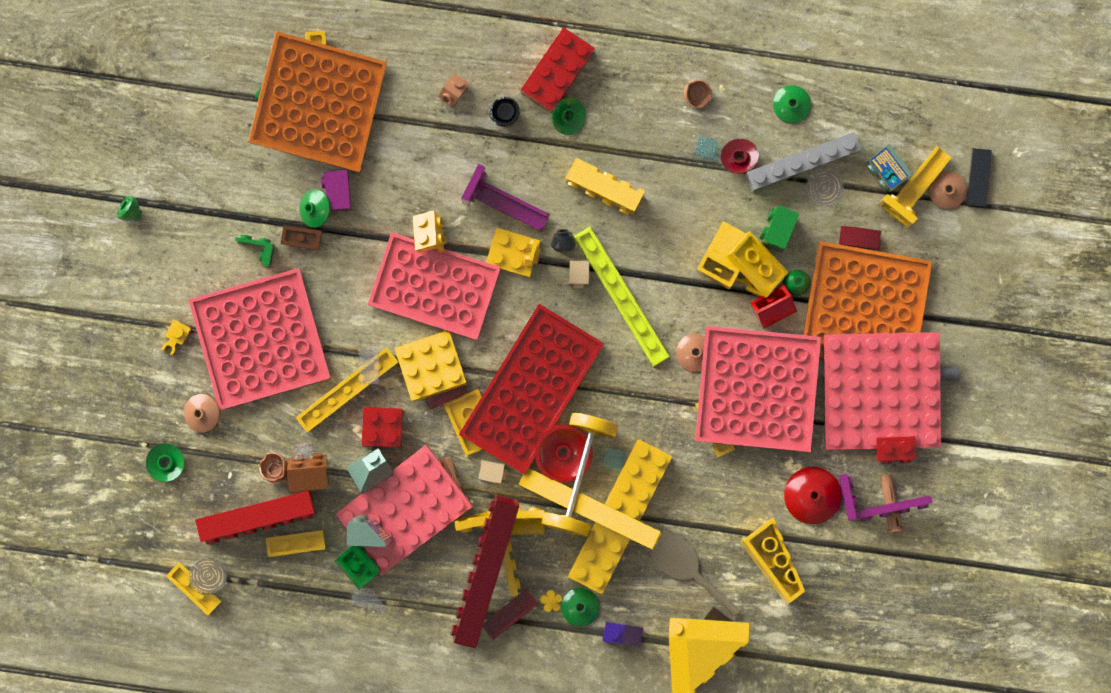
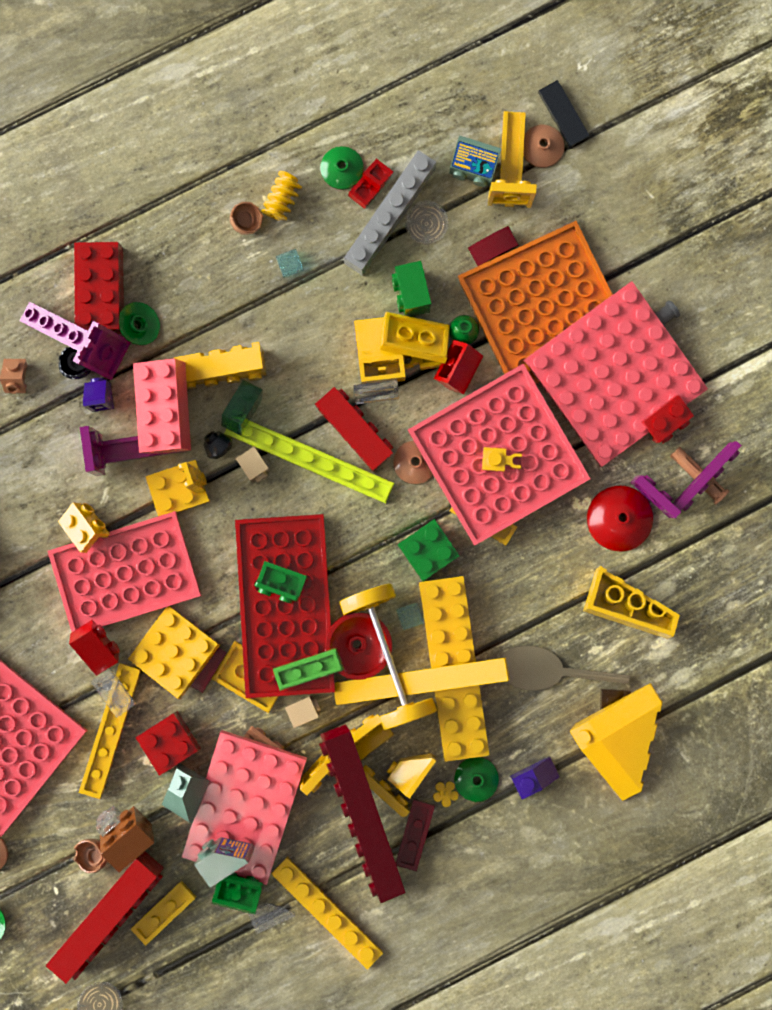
camera: 25 degrees left, 0 degrees up
(378, 323) = (94, 647): none -> red brick
(409, 625) = (327, 912): none -> yellow plate
(504, 146) = (98, 395): none -> dark purple slope
(517, 444) = (308, 669): none -> bright green tile
(528, 114) = (96, 348): none -> magenta bracket
(537, 567) = (410, 772): none -> yellow slope
(541, 370) = (281, 582): none -> green bracket
(544, 188) = (162, 406): none -> coral brick
(599, 227) = (241, 407): none -> clear green brick
(660, 421) = (428, 550): none -> green brick
(668, 298) = (354, 429): none -> red brick
(702, 283) = (376, 392): none -> clear tile
(733, 96) = (281, 196): none -> yellow piece
(739, 148) = (321, 243): dark red dish -> none
(754, 391) = (495, 459): none -> yellow plate
(804, 130) = (371, 183): none -> red slope

